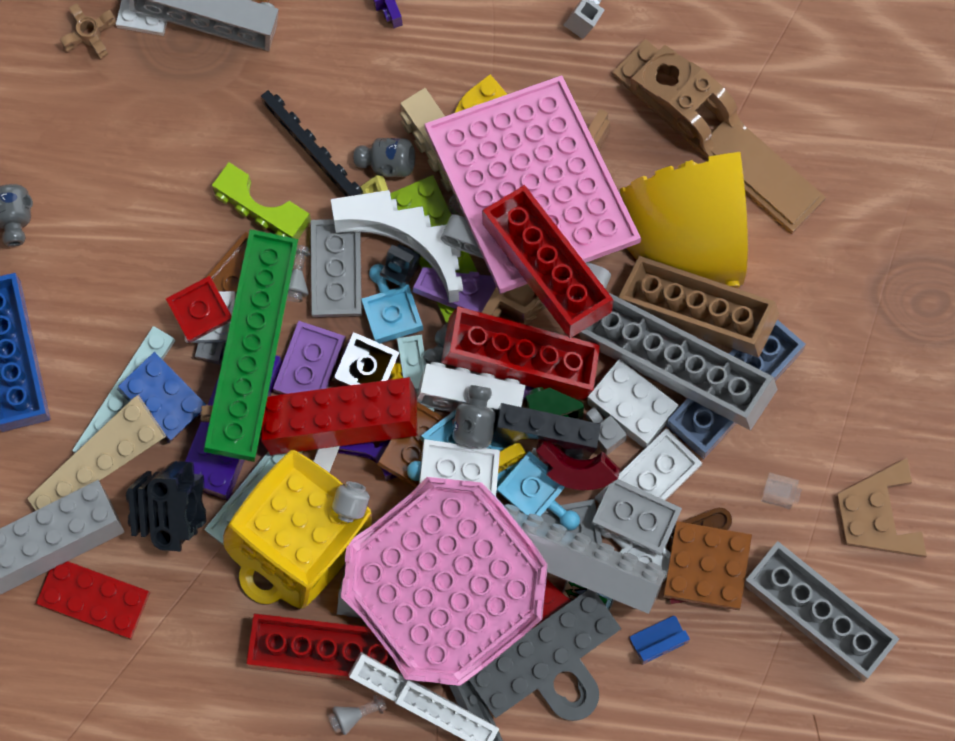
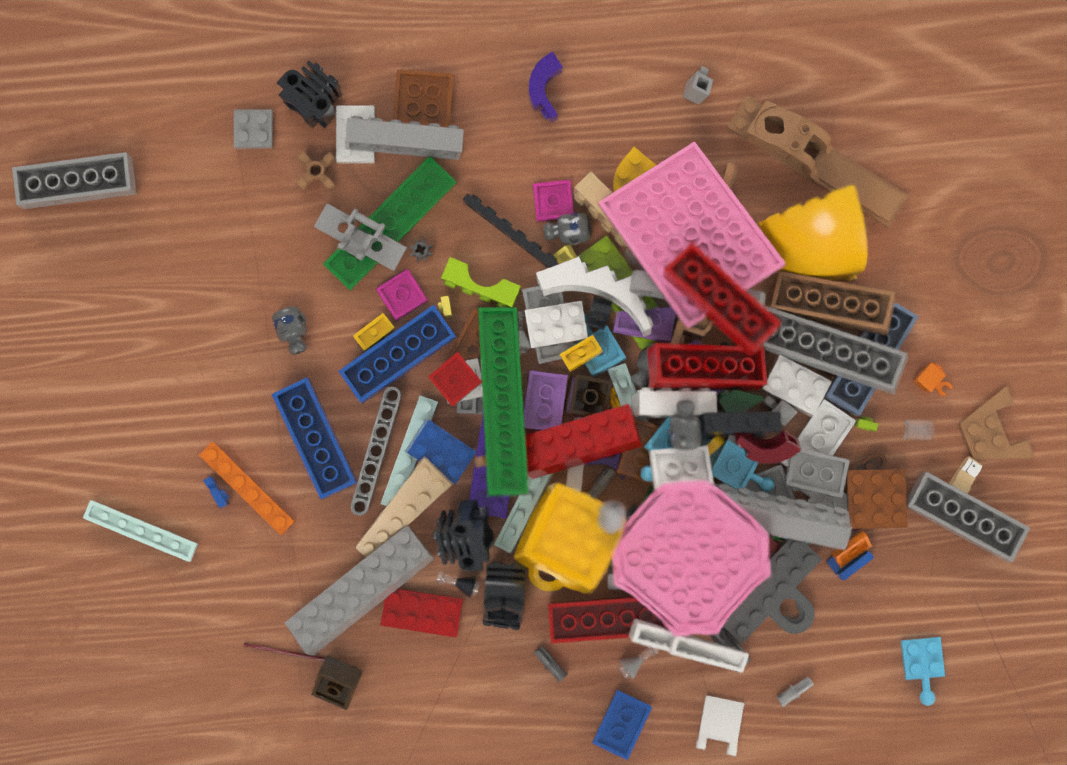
camera: 15 degrees left, 10 degrees up
(82, 396) = (369, 458): none -> light grey beam
(114, 237) = (374, 332): none -> yellow plate
(119, 123) = (358, 242): none -> light grey piece
(136, 269) = (397, 354): none -> blue brick
(159, 200) = (401, 294): none -> dark pink tile
(159, 574) = (467, 585): none -> piece
(164, 110) = (399, 214): none -> green plate
(192, 631) = (502, 623): none -> black axle
(200, 155) = (426, 252): none -> dark grey gear
(202, 587) = (504, 591): none -> black piece
(210, 223) = (445, 307): none -> light yellow plate
(243, 696) = (550, 663): none -> dark grey axle
(343, 270) = (556, 324): none -> white plate
(364, 474) = (601, 483): none -> light grey axle
(367, 309) = (581, 353): none -> yellow plate
(374, 119) = (552, 200): none -> dark pink tile
(663, 624) = (854, 548): none -> orange plate
(714, 470) = (866, 424): none -> lime plate
(809, 429) = (930, 379): none -> orange brick
(833, 559) = (966, 474): none -> tan leg

